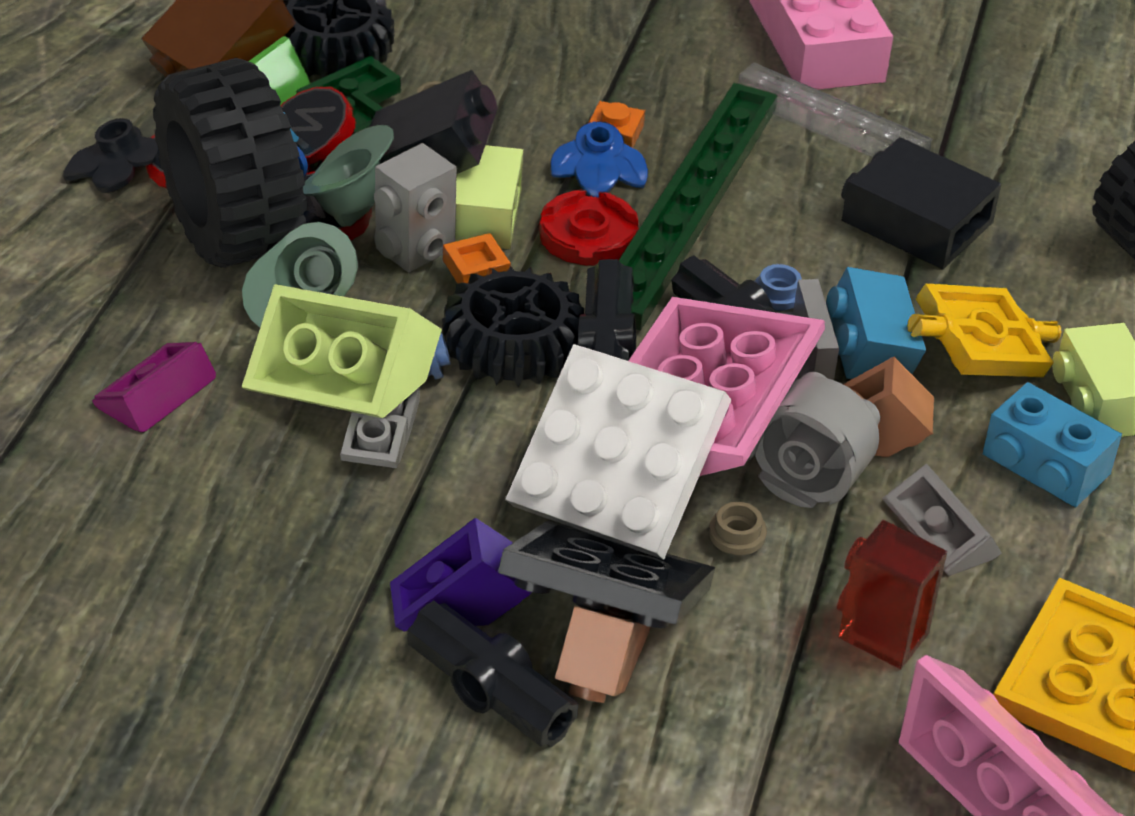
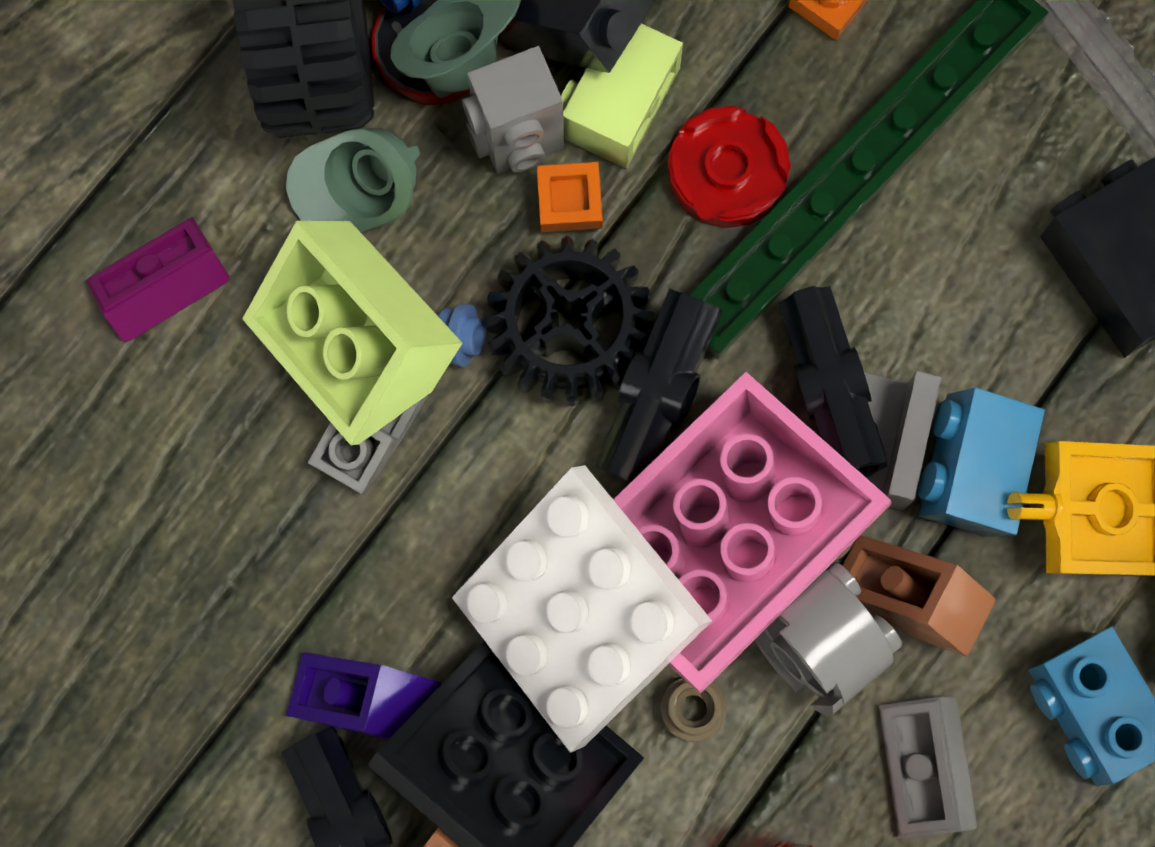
camera: 25 degrees right, 35 degrees up
(599, 163) = (783, 66): blue plate -> none
(780, 285) = (915, 331): medium blue plate -> none

